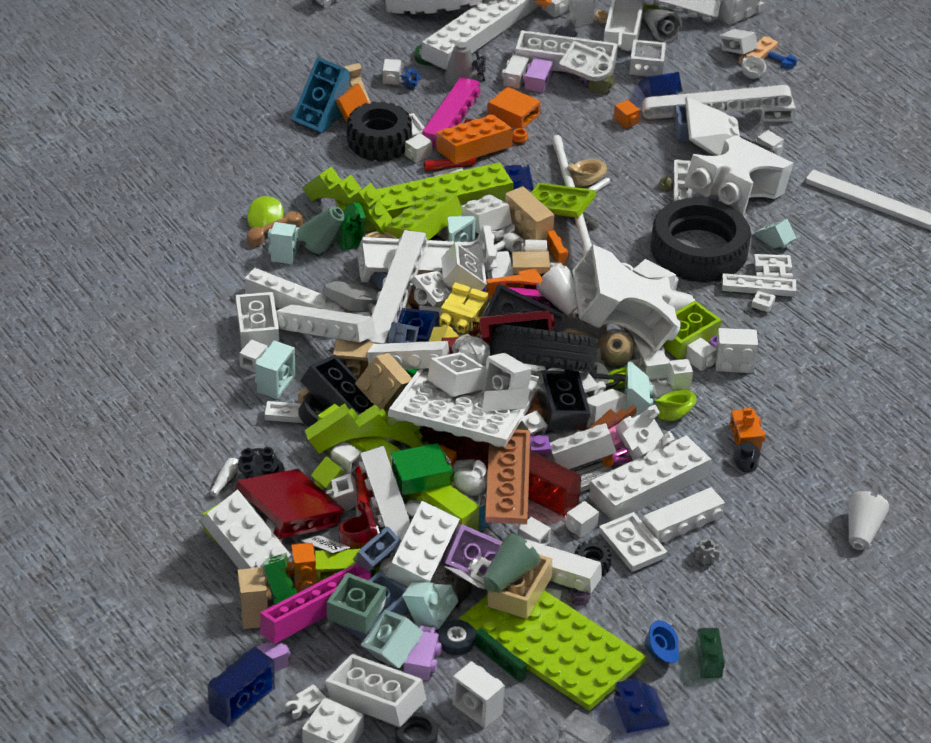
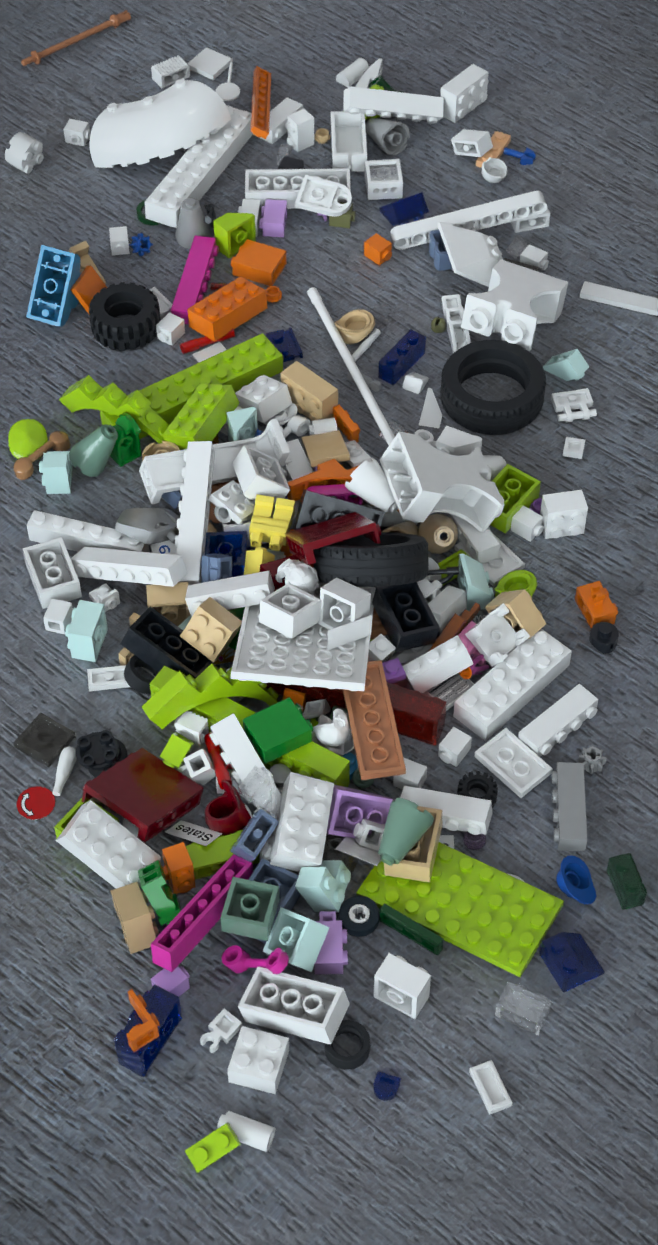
camera: 10 degrees left, 10 degrees up
(193, 498) = (35, 803): none -> red sticker
(213, 449) = (44, 739): none -> clear smoke plate
(236, 678) = (142, 1033): none -> orange bracket
(303, 349) = (105, 596): none -> white bracket
(337, 649) = (239, 960): none -> dark pink piece
(390, 510) = (260, 790): none -> clear slope
(492, 529) = (361, 783): none -> sand green plate
(495, 77) = (232, 231): none -> lime slope
(564, 199) = (339, 366): lime tile -> none
(623, 203) = (402, 357): none -> clear blue brick
(630, 226) = (415, 382): none -> white slope
(638, 252) = (431, 413): none -> white sticker
(672, 418) = (522, 610): none -> tan brick
(675, 585) = (570, 806): none -> light grey brick
(680, 374) = (513, 554): white brick -> none
(753, 284) = (564, 428): white plate -> none

